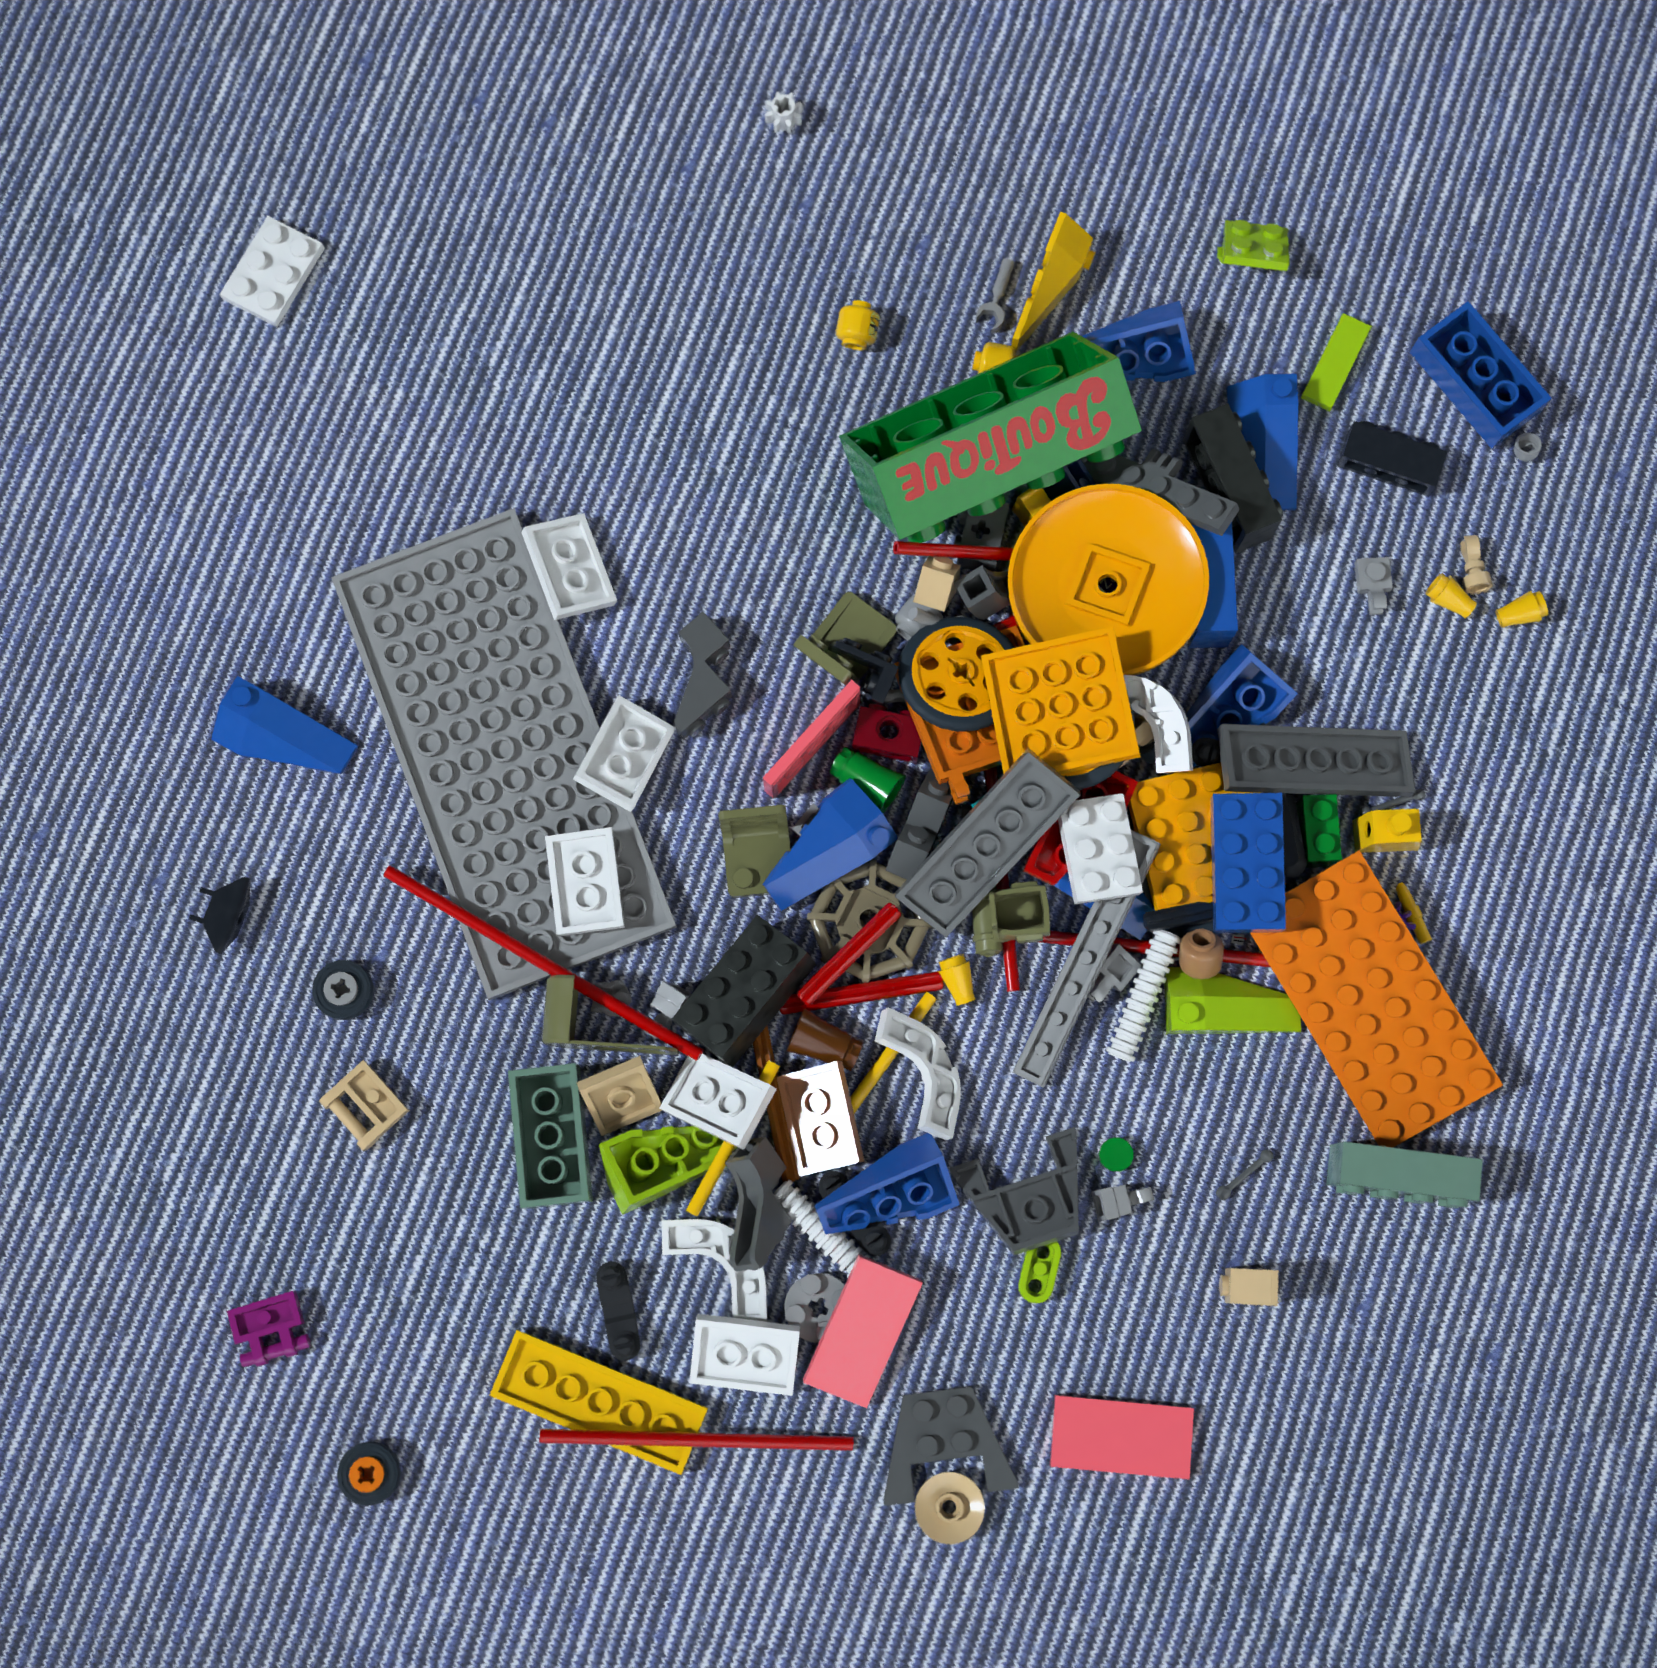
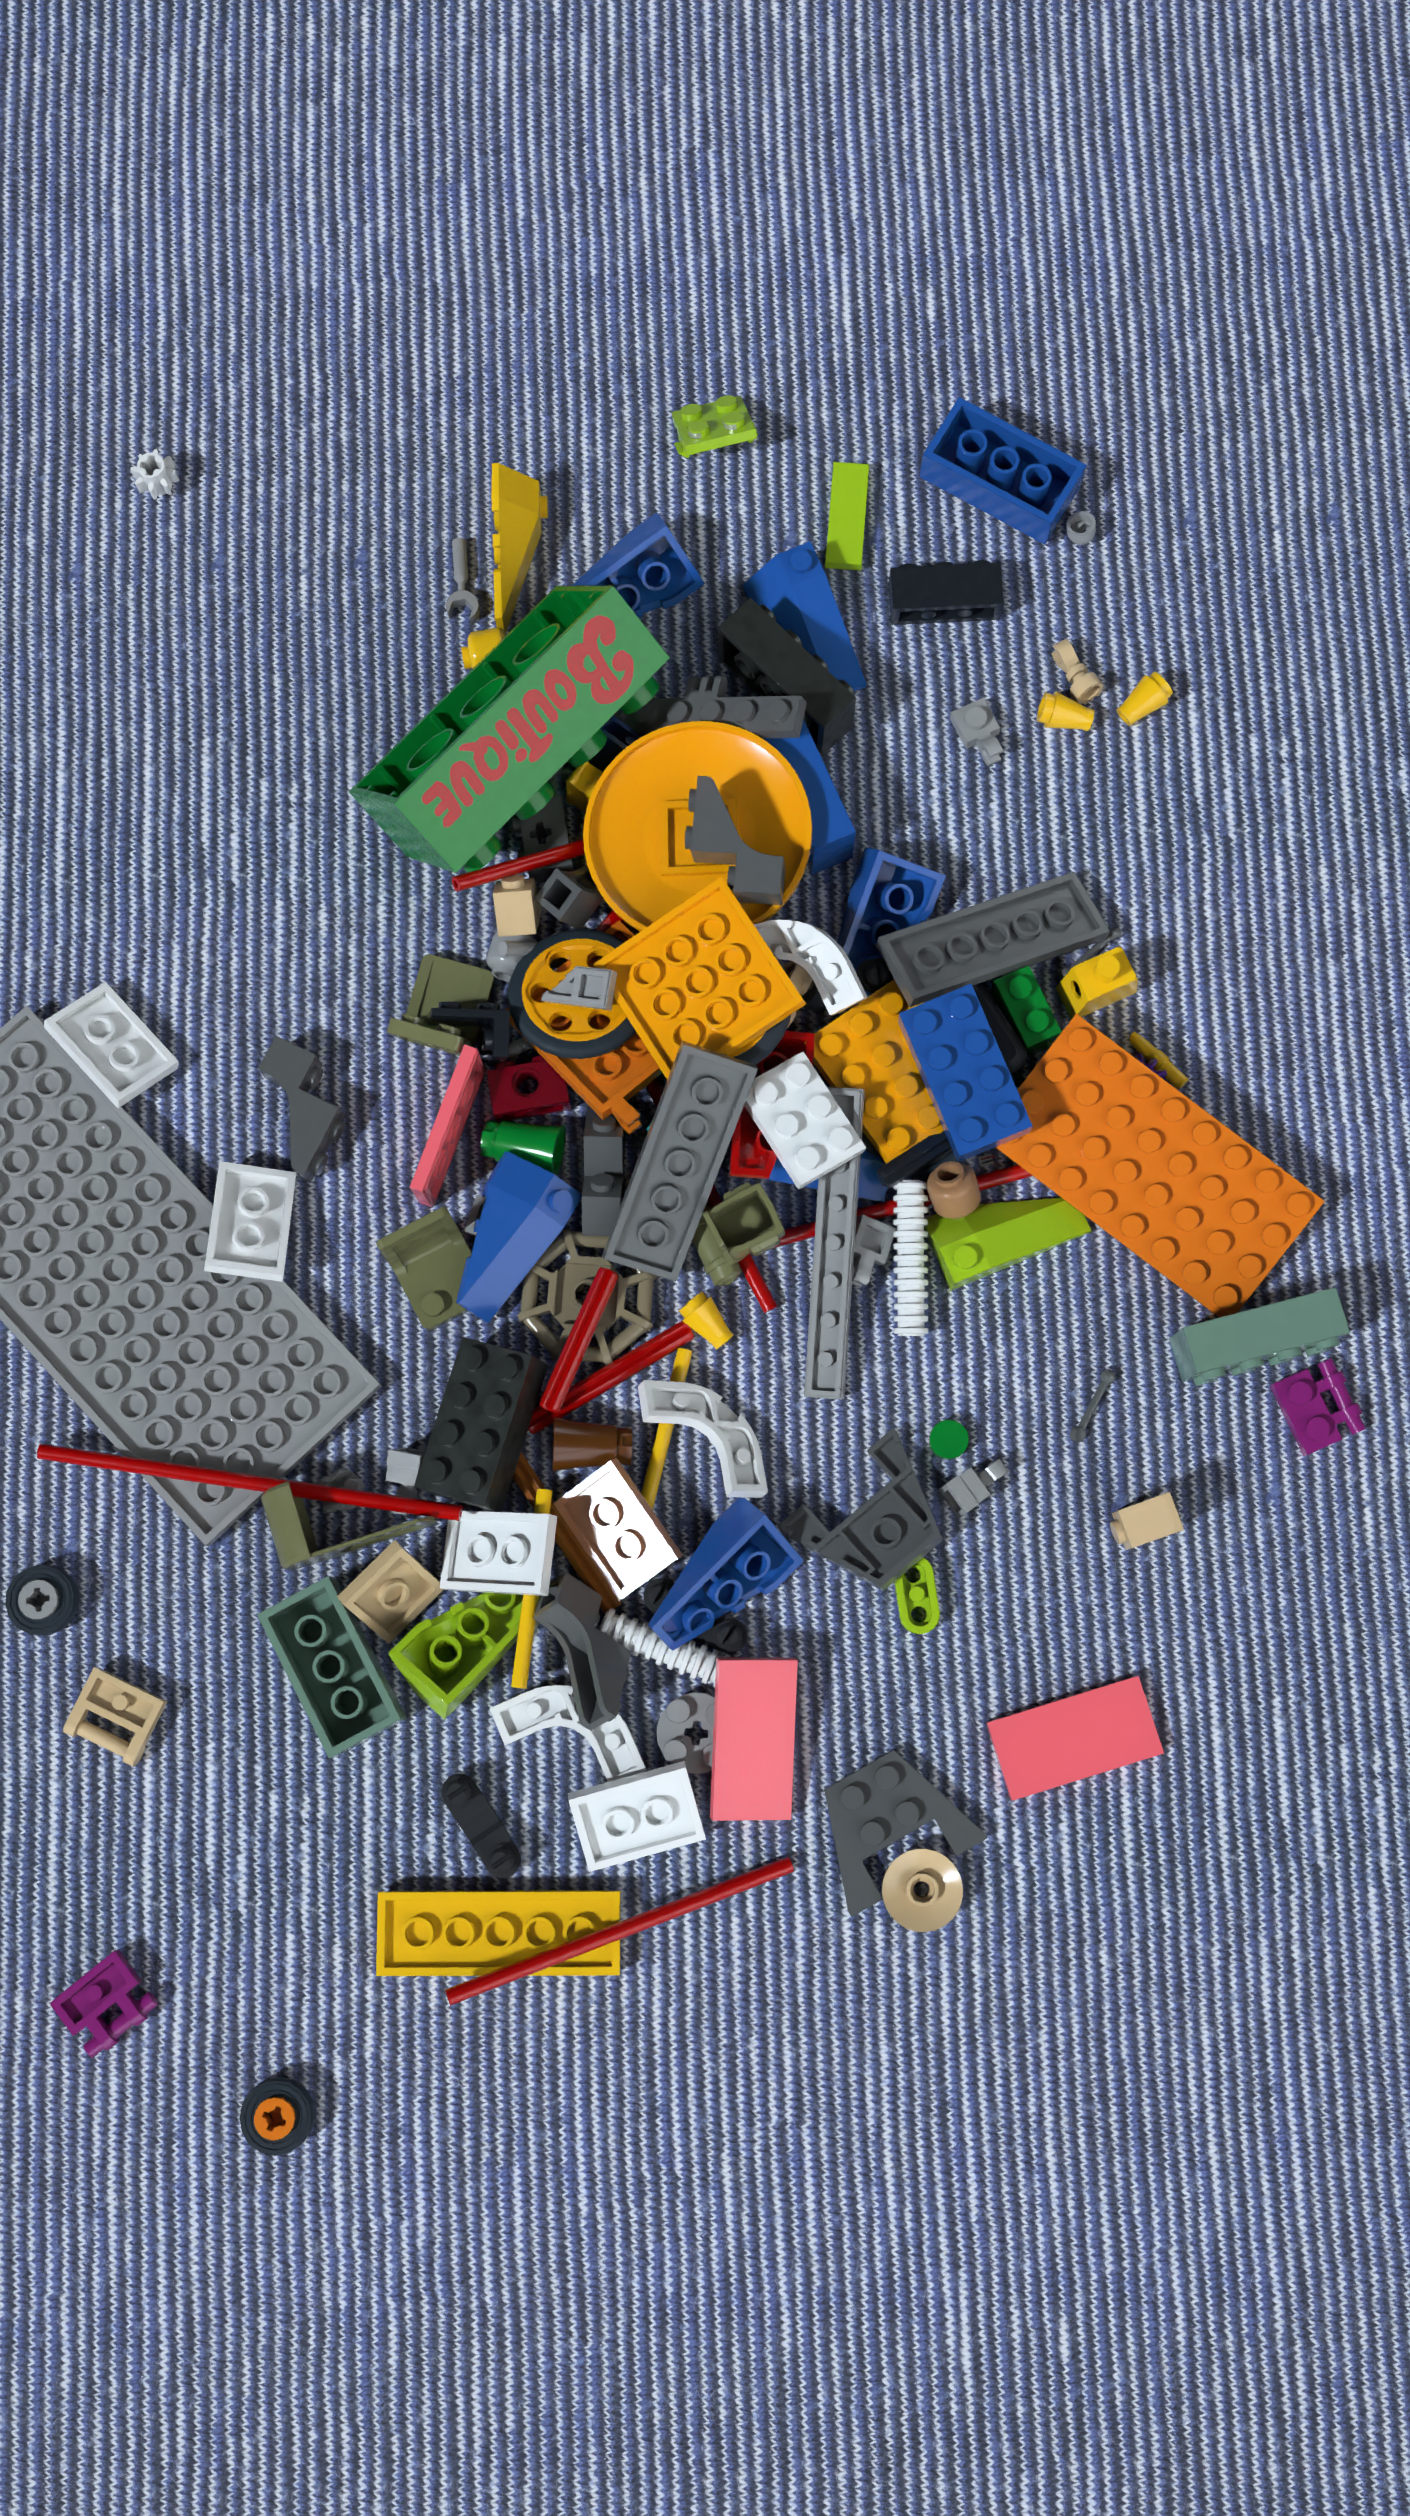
camera: 20 degrees left, 0 degrees up
(584, 881) = (261, 1376): white plate -> none
(857, 325) = (323, 669): yellow head -> none
(966, 672) = (584, 988): none -> light grey tile
(1120, 594) = (715, 840): none -> dark grey arch
(1419, 1250) = (1307, 1412): none -> magenta plate

